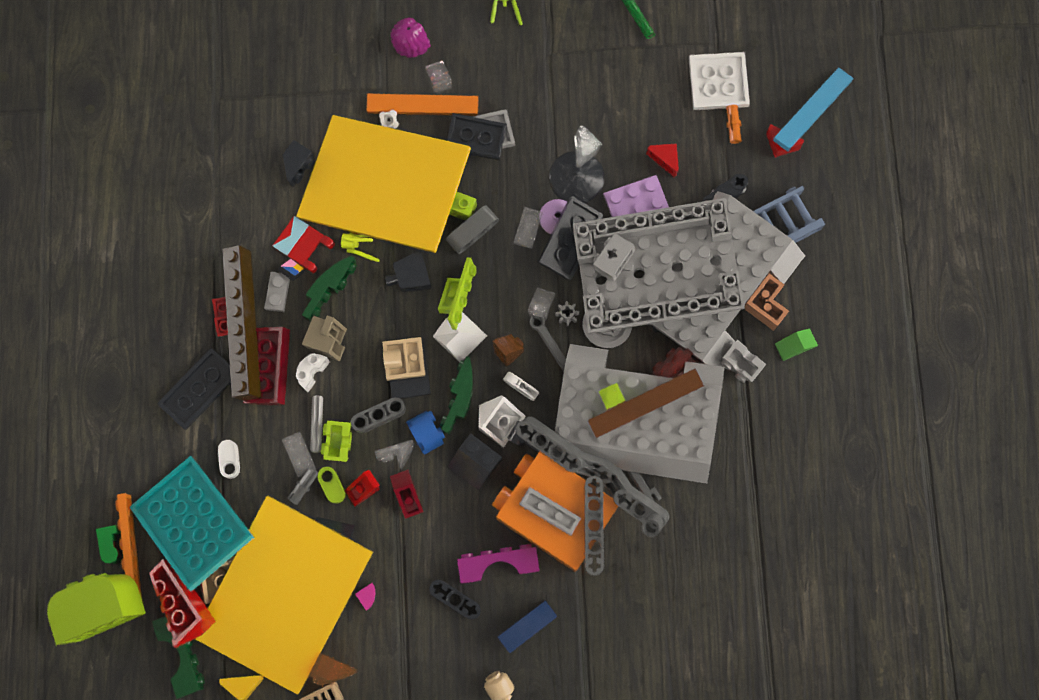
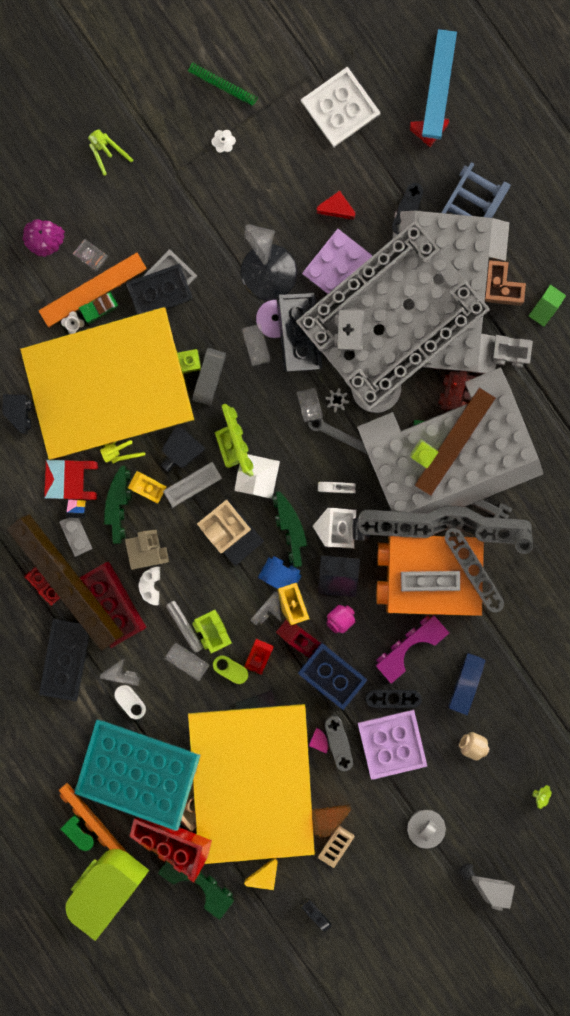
camera: 35 degrees left, 10 degrees up
(232, 426) = (115, 674): none -> clear slope
(303, 486) = (208, 685): dark grey axle -> none
(361, 287) = (147, 487): none -> yellow slope
(368, 415) = (224, 593): dark grey beam -> none
(382, 608) = (338, 743): none -> dark grey piece
(401, 309) = (192, 484): none -> light grey plate
(414, 544) = (332, 676): none -> dark blue brick
(417, 120) = (98, 308): none -> green leg
(419, 460) = (292, 604): none -> yellow slope
(428, 639) = (392, 744): none -> lavender plate
(453, 500) = (340, 619): none -> dark pink head
(508, 348) = (307, 462): reddish brown slope -> none
(605, 52) = (225, 145): none -> white plant
(733, 124) = (377, 139): orange pin -> none

